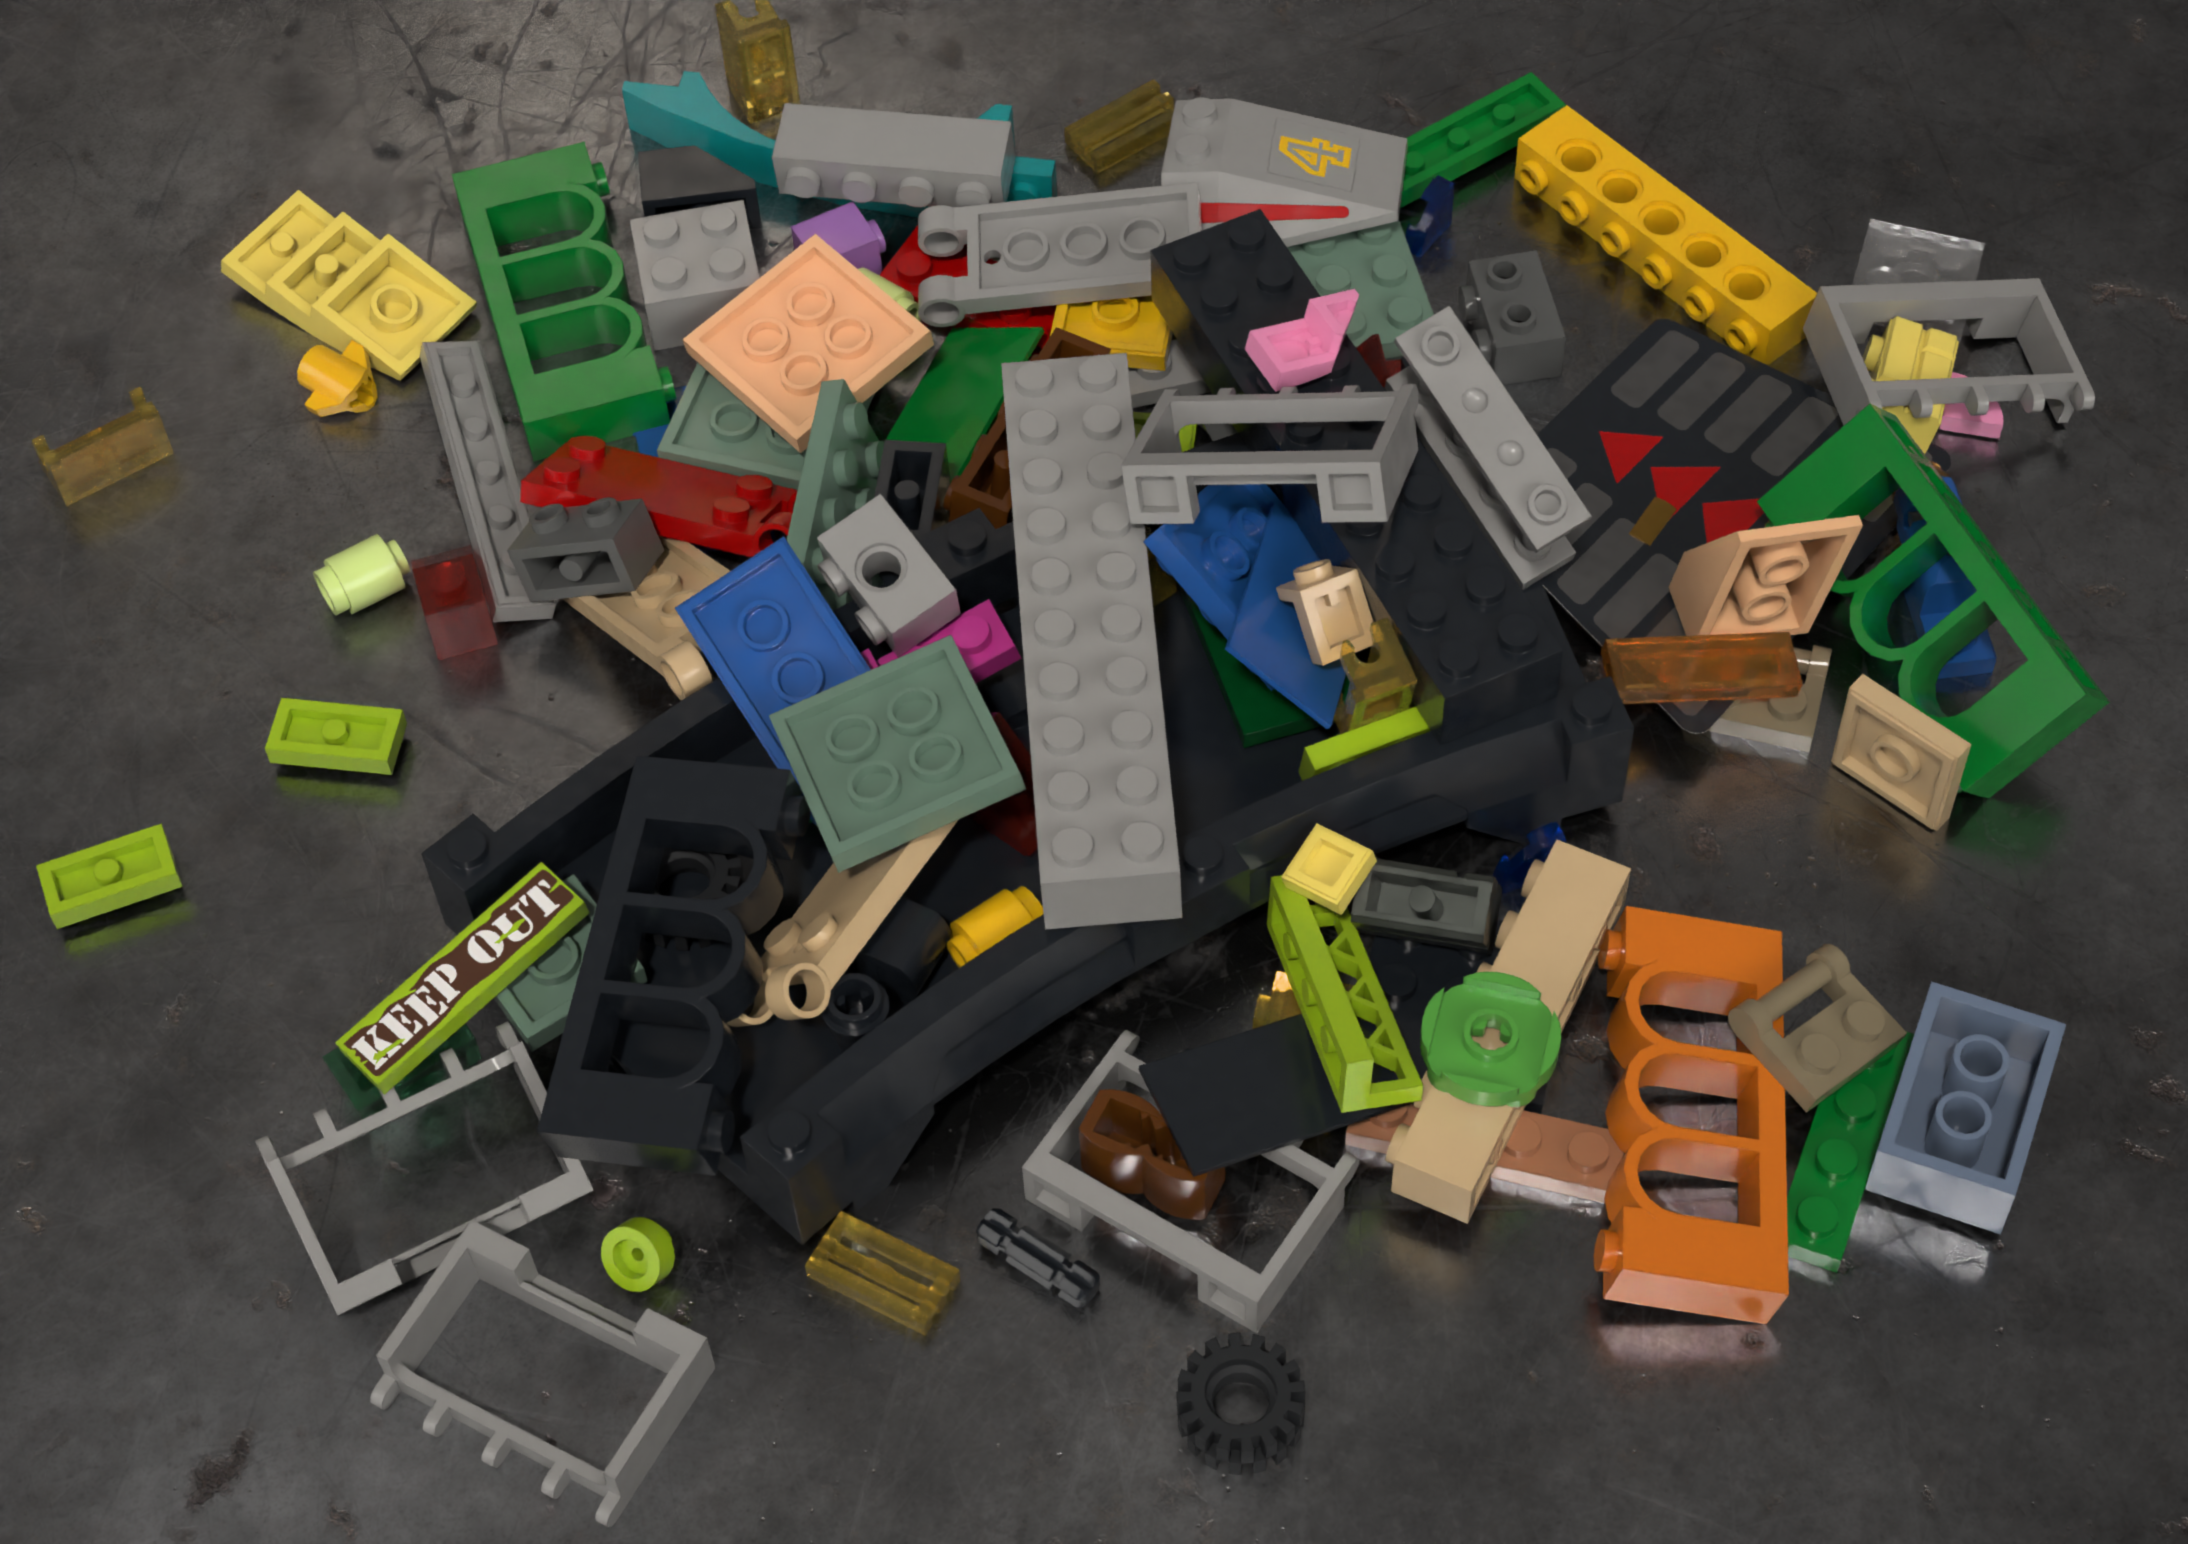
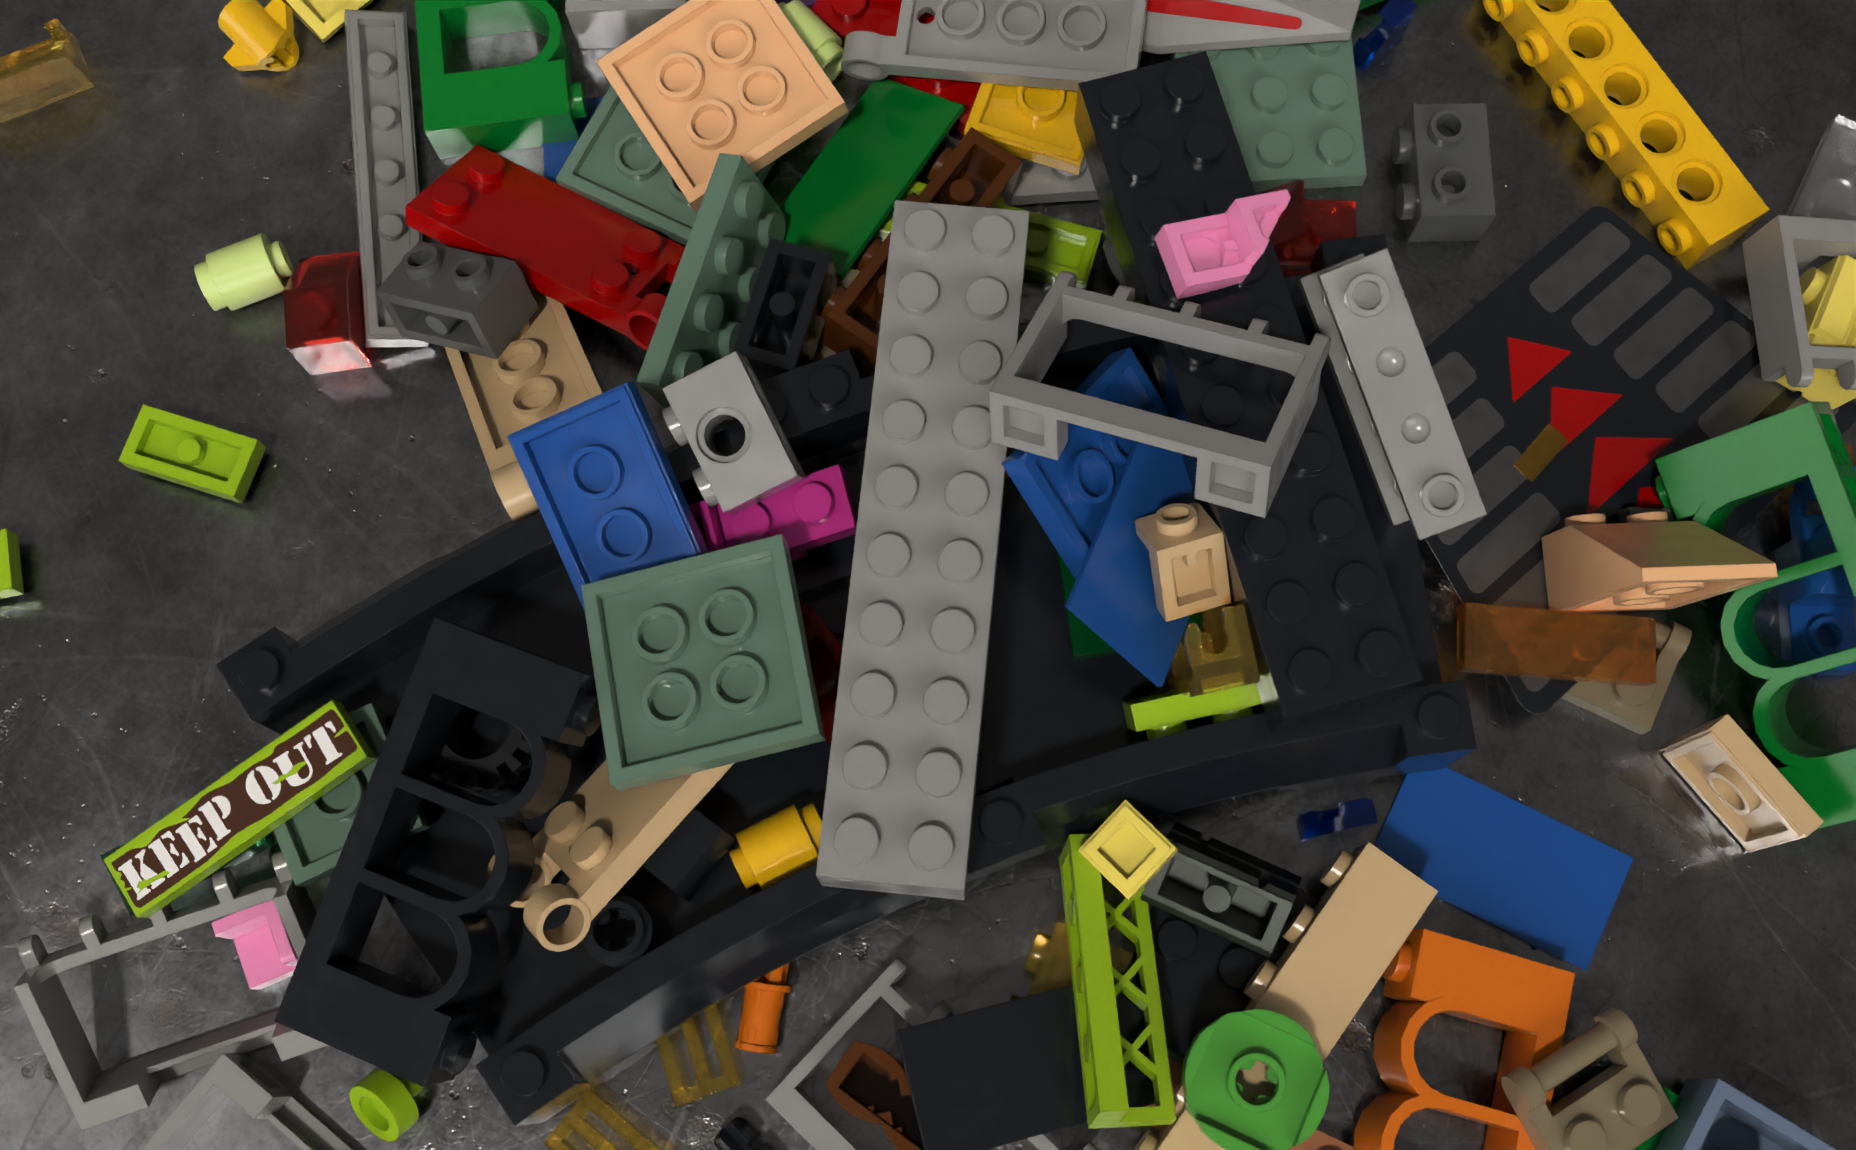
camera: 10 degrees right, 20 degrees up
(492, 1132) = (260, 944): none -> bright pink panel
(955, 1191) = (707, 1085): none -> clear yellow tile
(1000, 1106) = (762, 1012): none -> orange axle
(1709, 871) = (1505, 862): none -> blue window

